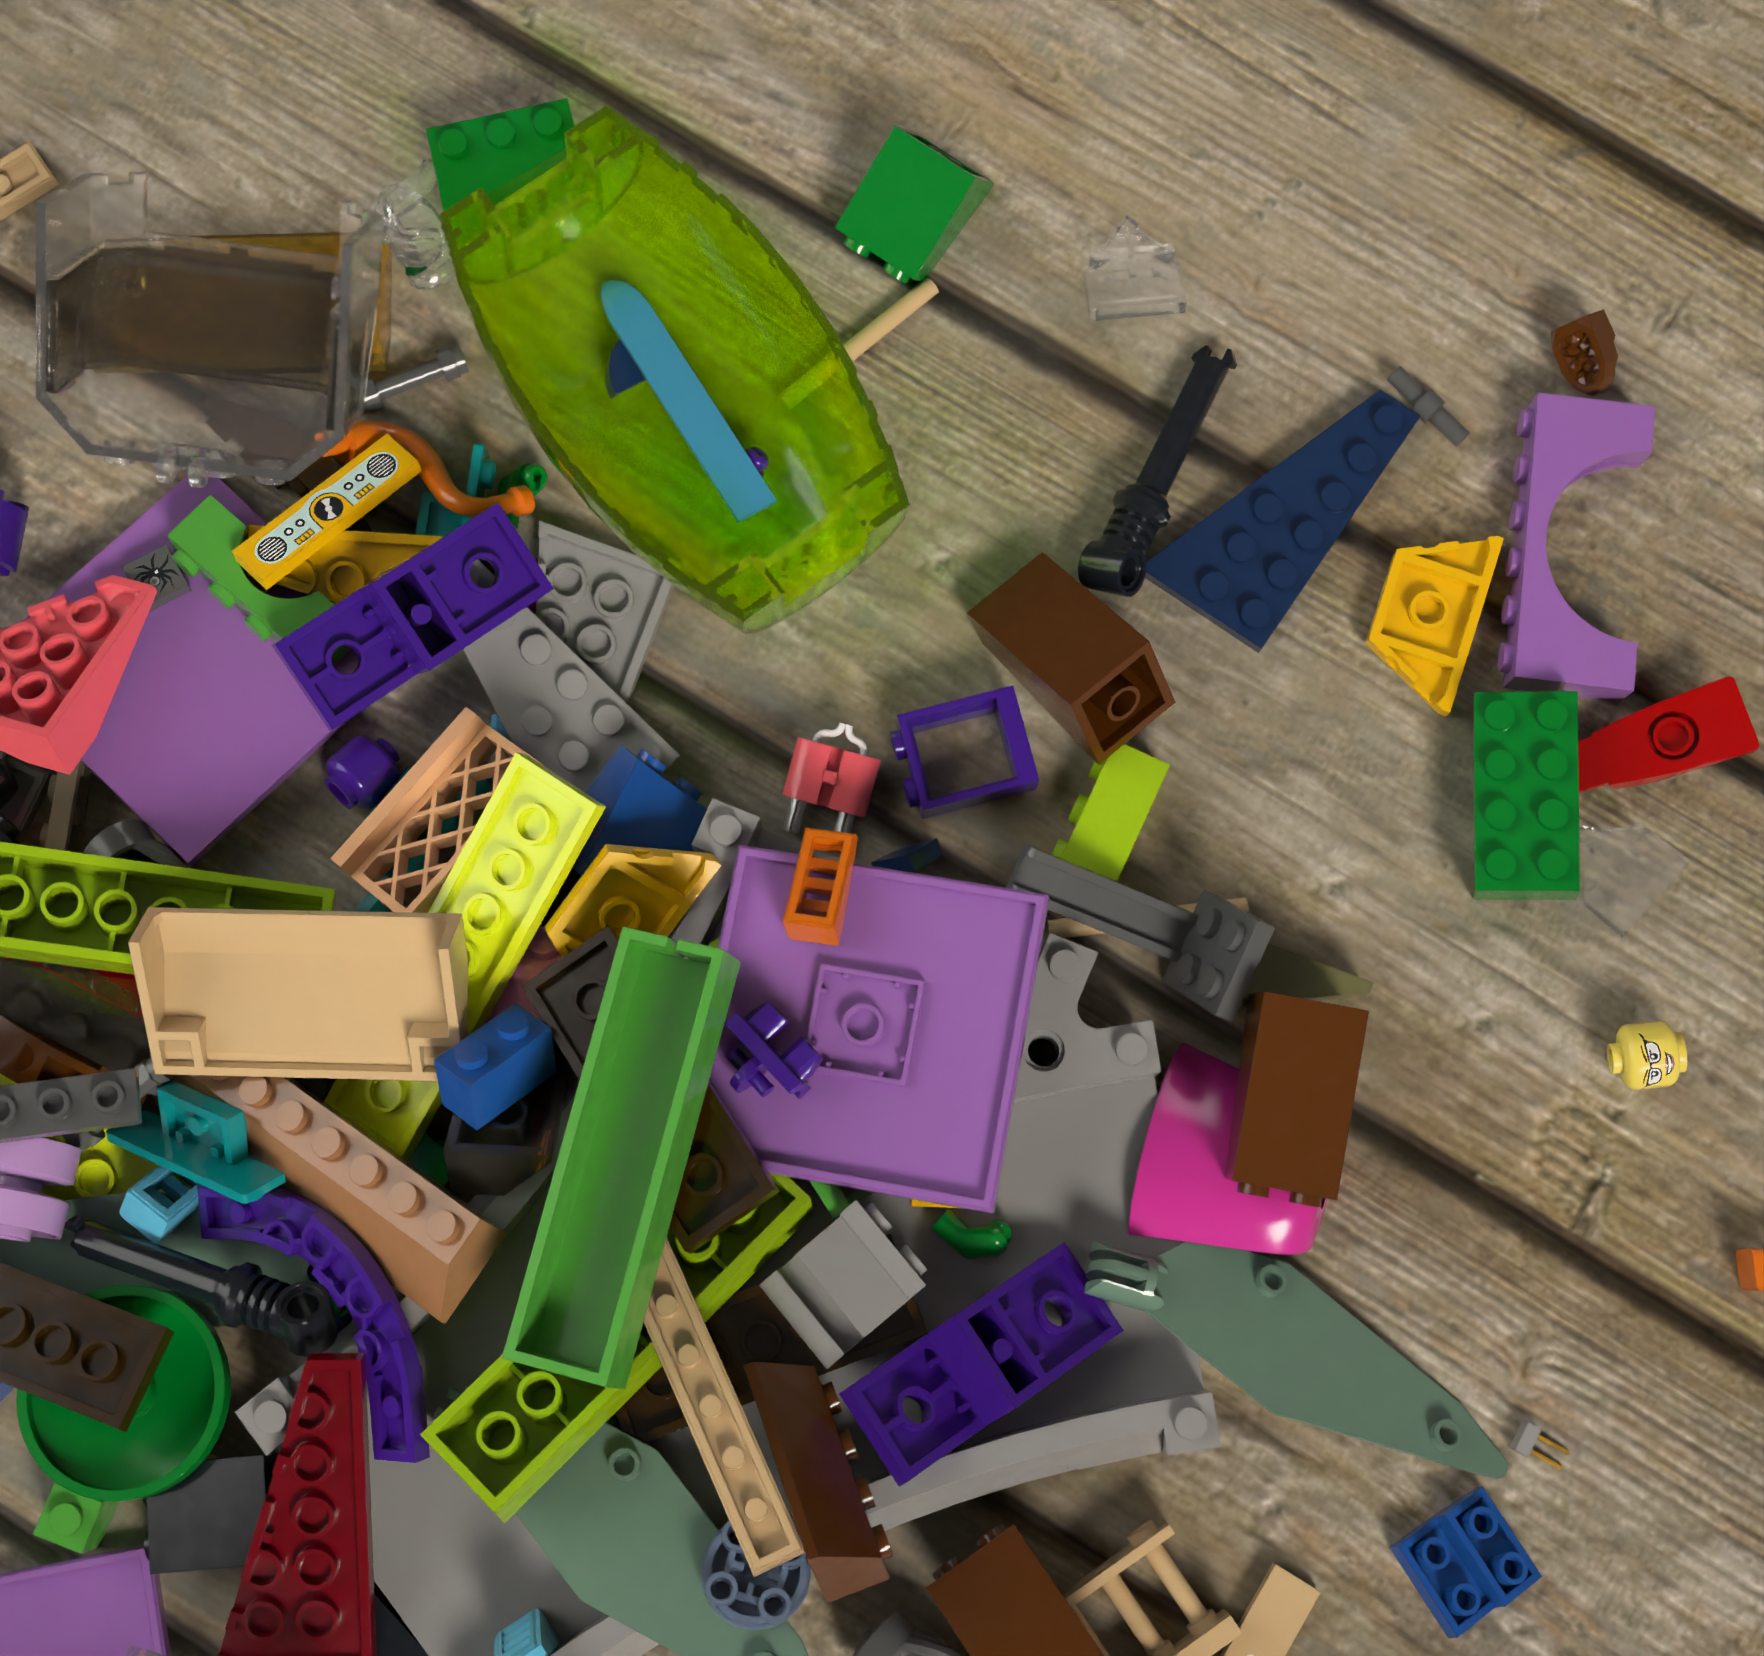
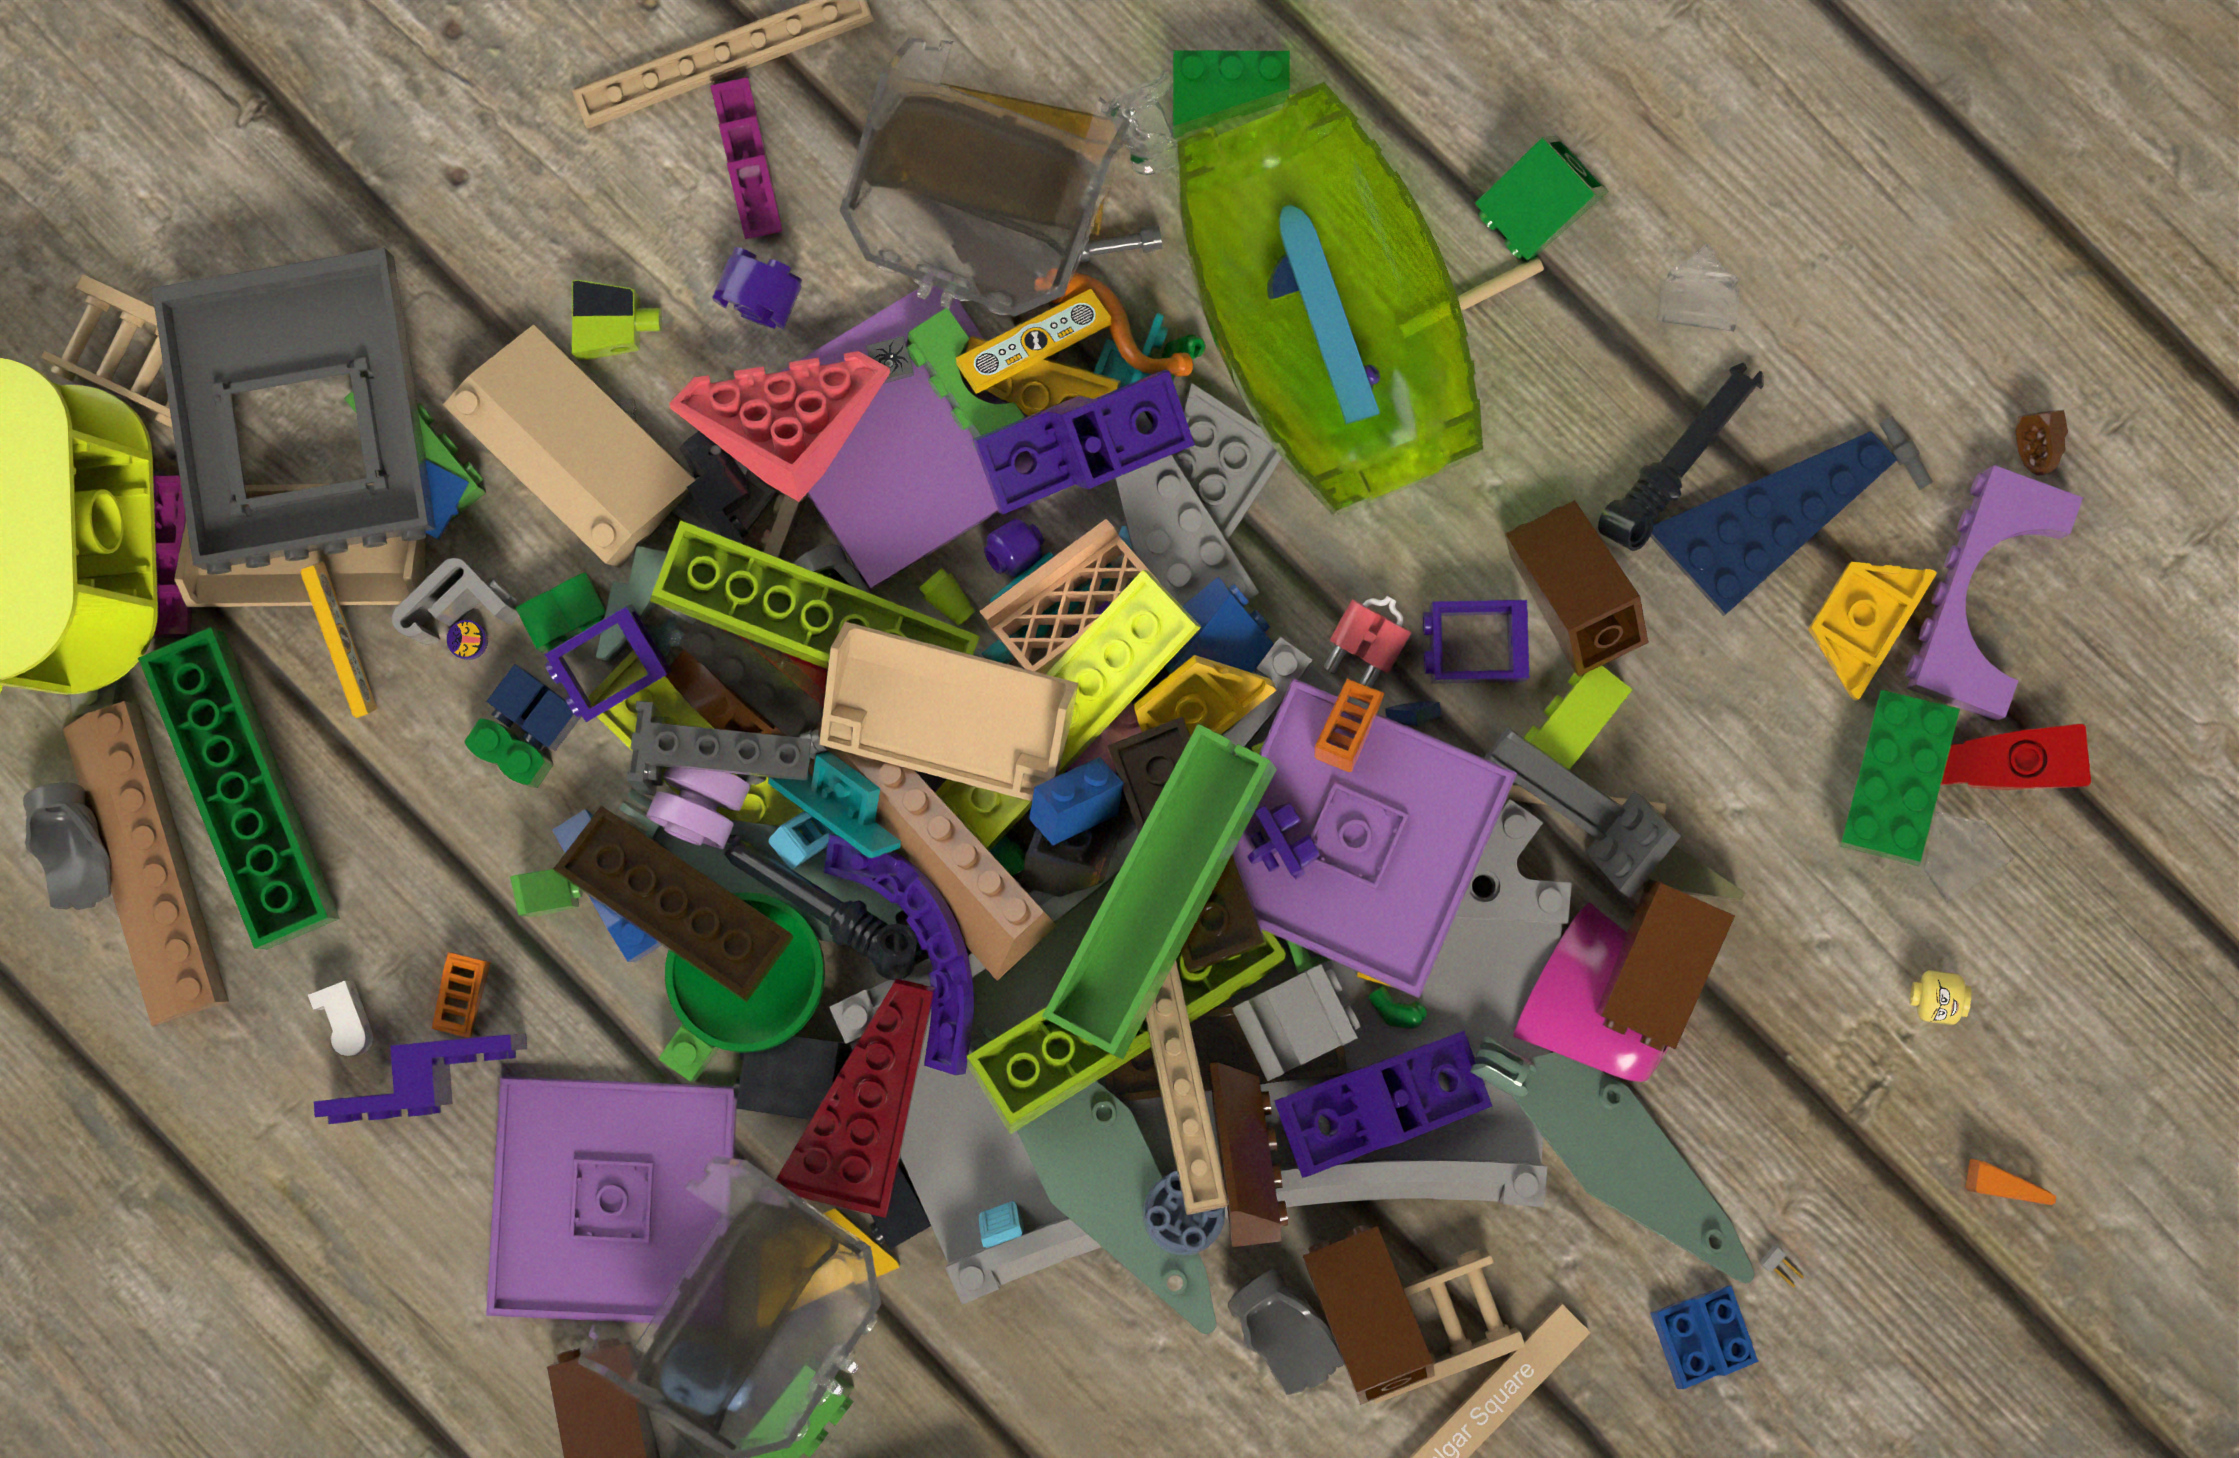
camera: 20 degrees right, 5 degrees up
(292, 852) = (947, 596): none -> lime cone

